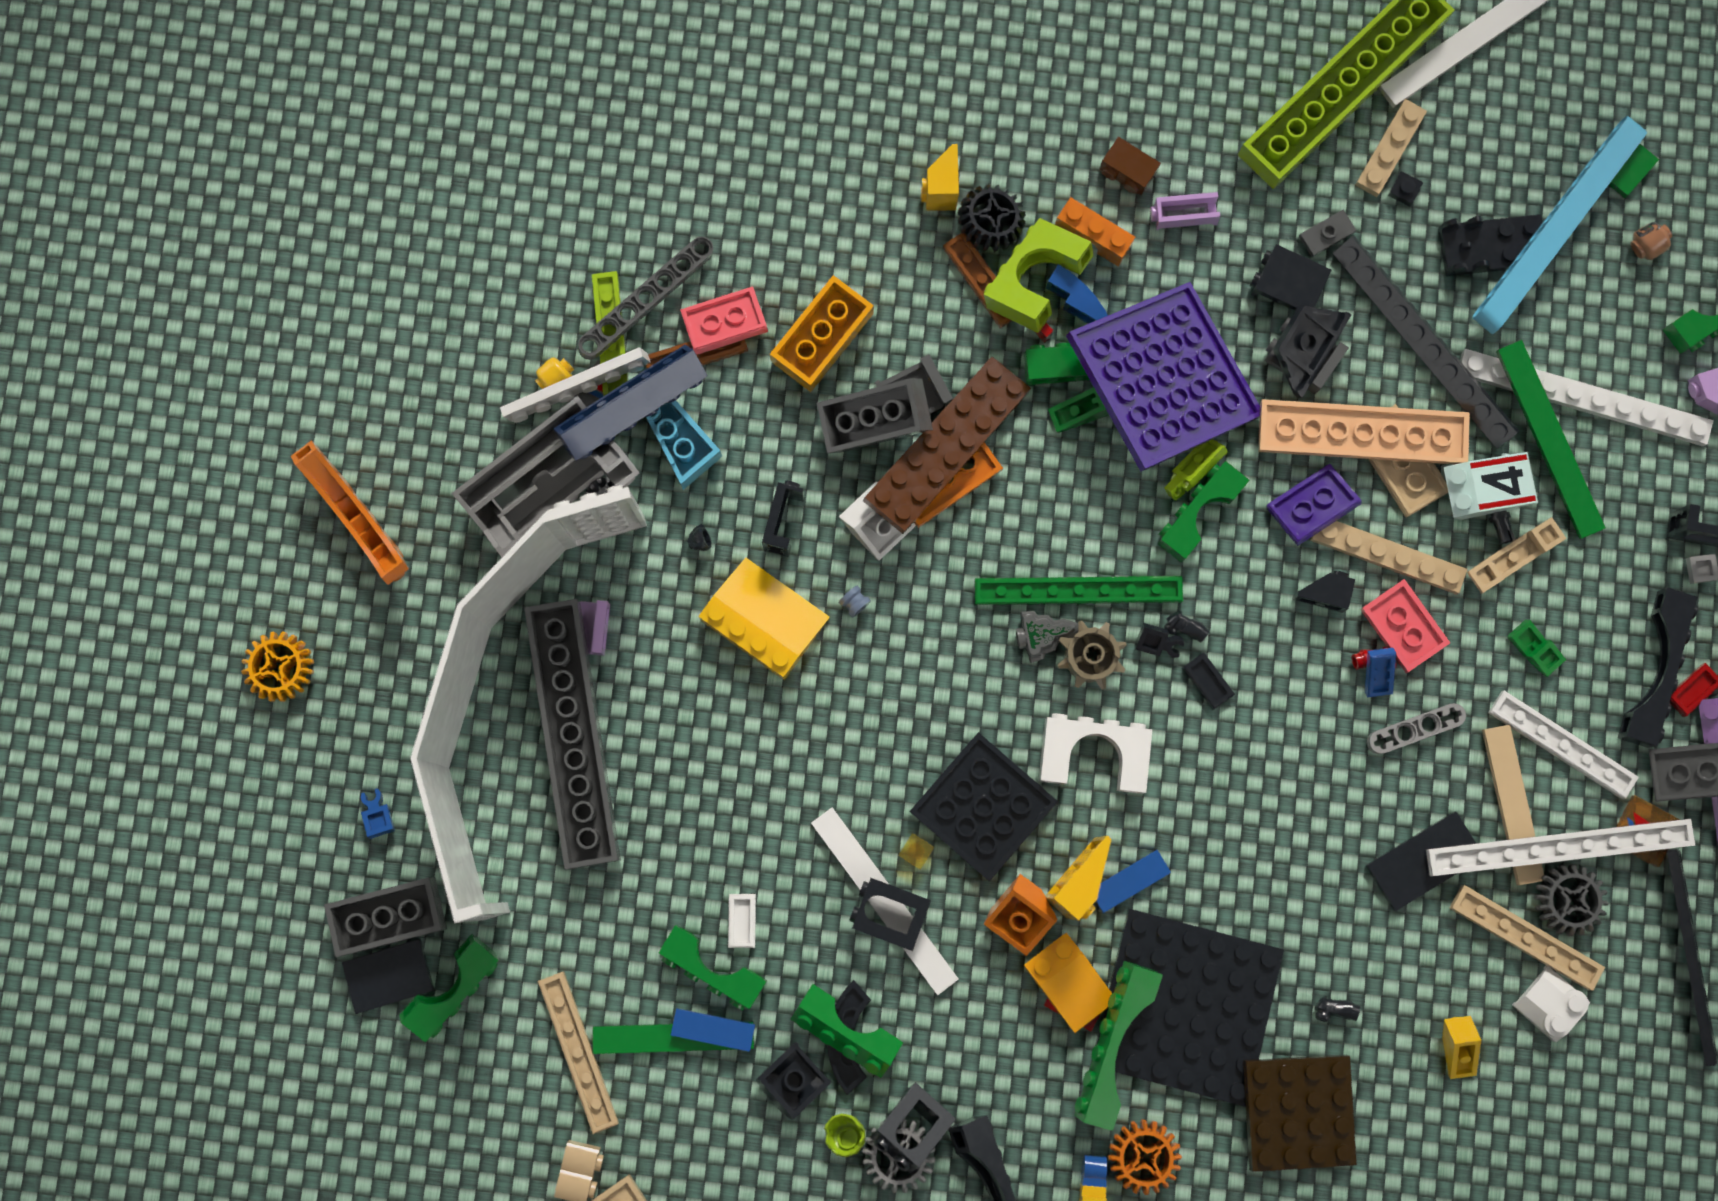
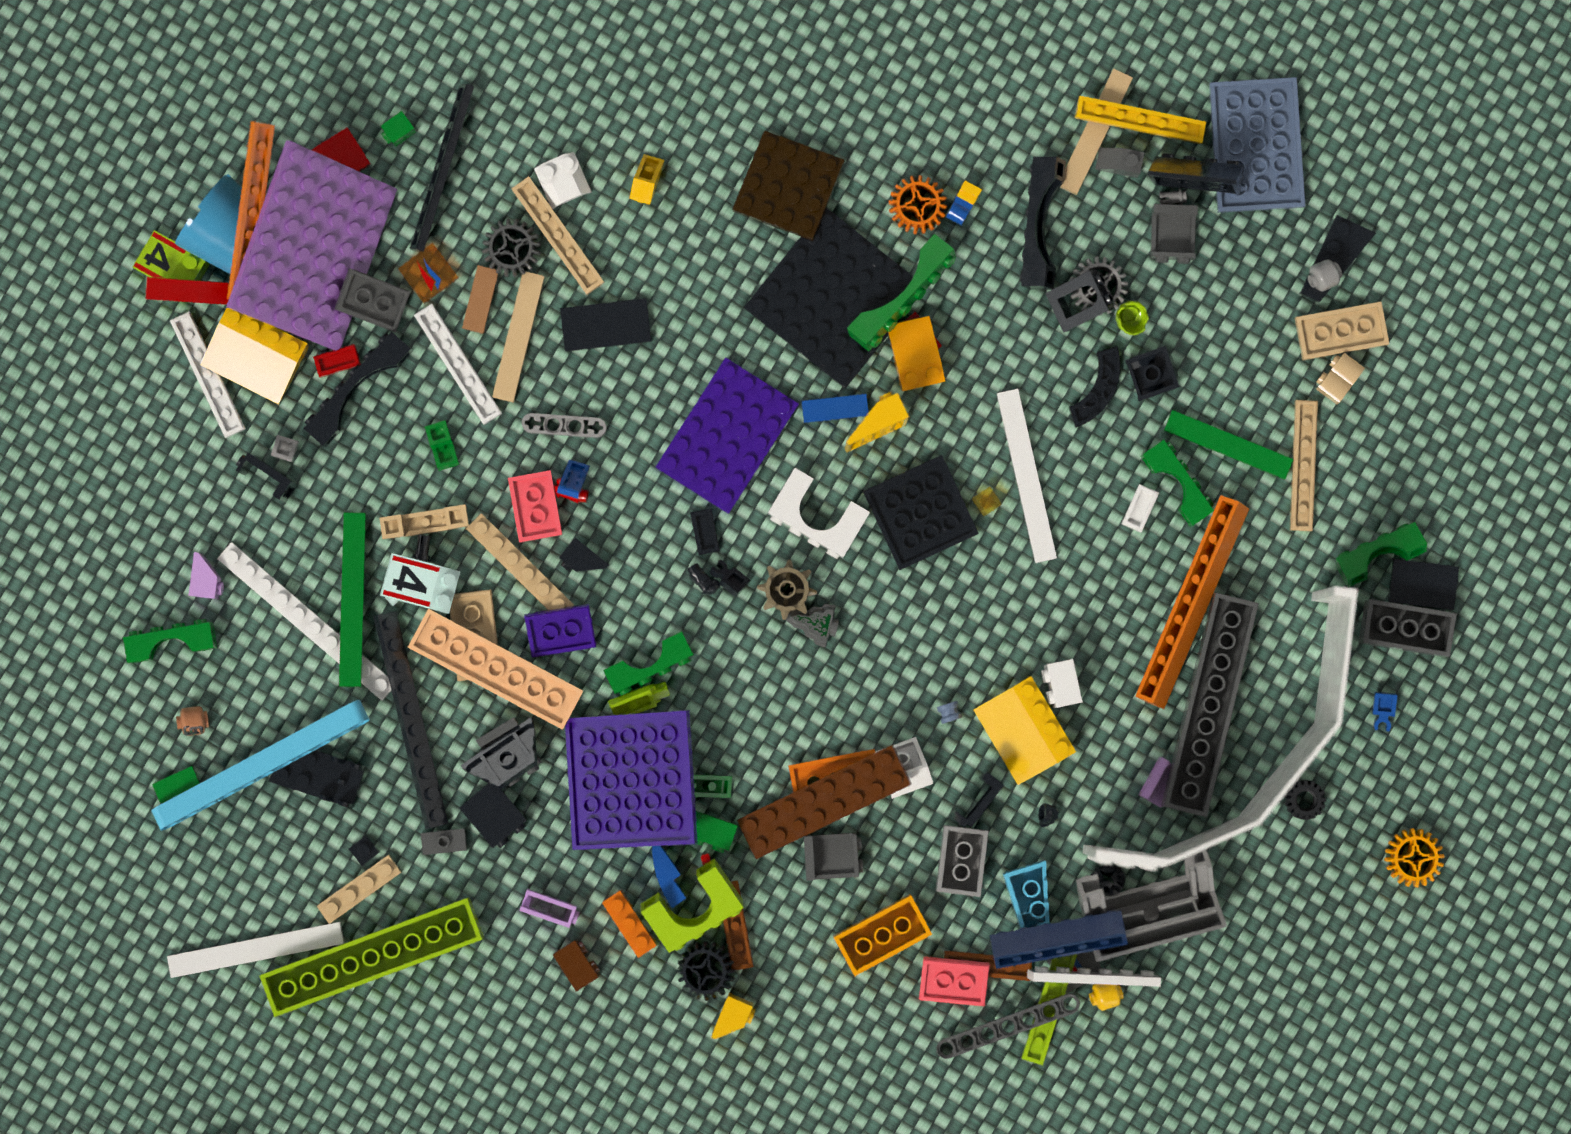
camera: 155 degrees left, 5 degrees up
(352, 512) = (1307, 949): orange arch -> none
(408, 675) = (1318, 800): none -> black tyre
(639, 841) = (1192, 602): none -> orange brick
(713, 1029) = (1196, 437): blue tile -> none
(745, 684) = (1061, 684): none -> white brick
(771, 446) = (961, 860): none -> light grey brick
(865, 925) = (1030, 486): black panel -> none
(871, 1050) = (1113, 411): green arch -> none
(874, 415) = (872, 847): dark grey brick -> none
(1021, 915) = (930, 418): orange slope -> none
(1078, 590) = (772, 645): green tile -> none
(1234, 797) = (727, 435): none -> dark purple plate
(1340, 1008) = (722, 246): black arm -> none
(1560, 847) = (501, 289): white plate -> none
(1572, 817) = (480, 299): none -> medium nougat tile

